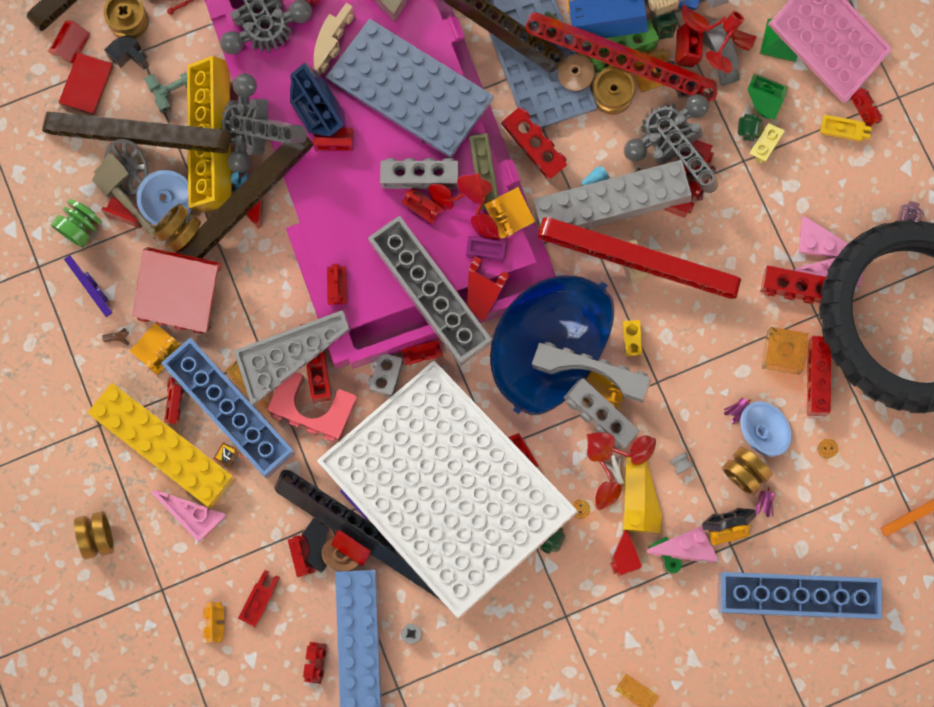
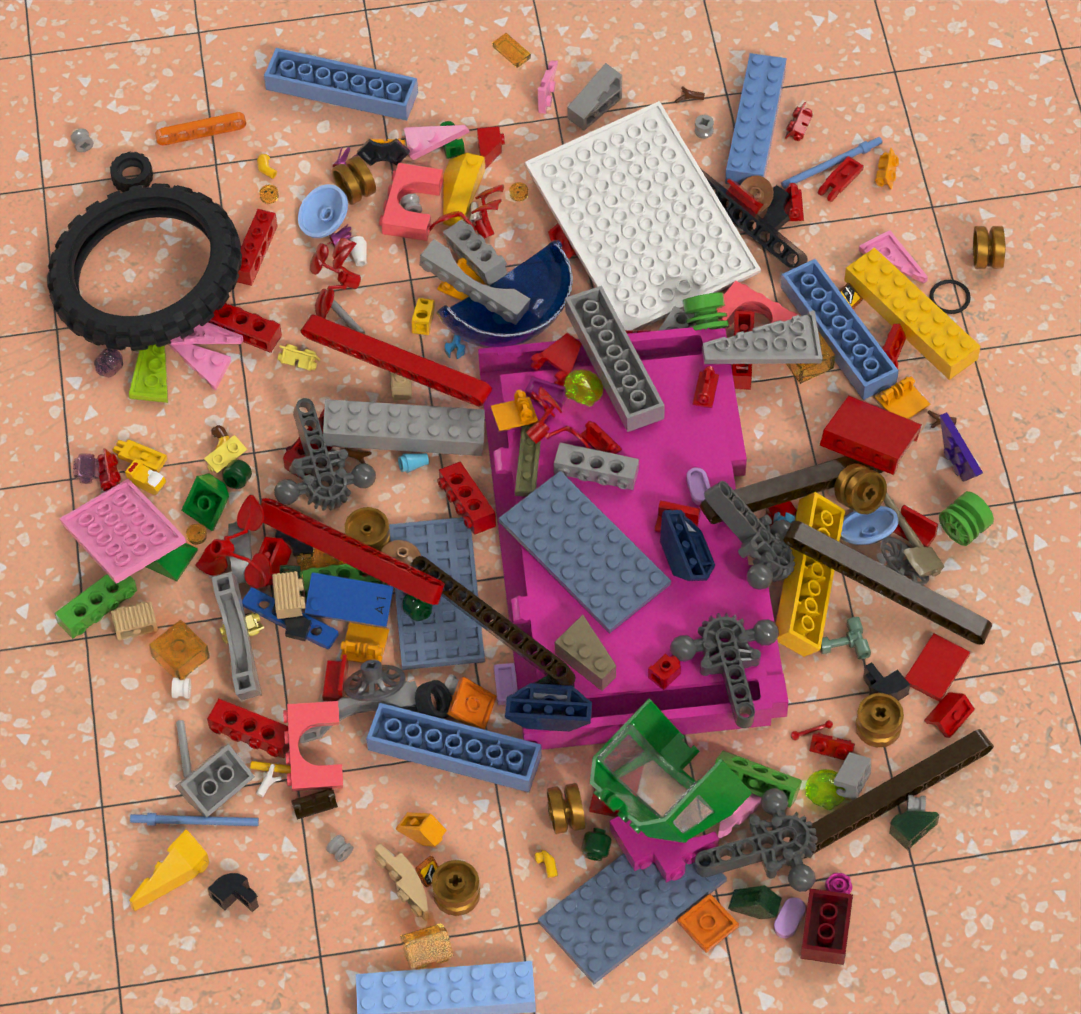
camera: 165 degrees left, 20 degrees down
(120, 466) = (952, 282): none -> black tyre
(242, 646) = (863, 148): none -> medium blue bar
(321, 181) = (697, 484): none -> lavender tile
(327, 43) = (660, 614): tan slope -> none
(357, 380) = (705, 311): none -> bright green wheel
(436, 675) = (690, 95): none -> reddish brown bar
(452, 257) = (583, 387): none -> clear neon green dish
(532, 638) = (596, 97): none -> light grey wedge
(584, 649) = (547, 86): none -> bright pink wing
(693, 442) = (409, 180): none -> coral arch
(708, 324) = (345, 316): none -> light grey bar
(717, 398) = (359, 252): none -> white cone
(725, 353) = (345, 277): none -> red plant
(744, 266) = (291, 354): none -> light yellow hinge
(766, 66) = (196, 534): none -> clear yellow tile
(777, 166) = (221, 434): none -> reddish brown arm
(785, 350) = (279, 273): clear yellow brick -> none
(830, 106) = (145, 477): none -> yellow leg
(844, 479) = (263, 166): none -> yellow arm
(865, 210) = (150, 376): none -> lime wing
(888, 102) = (86, 468): none -> clear purple head

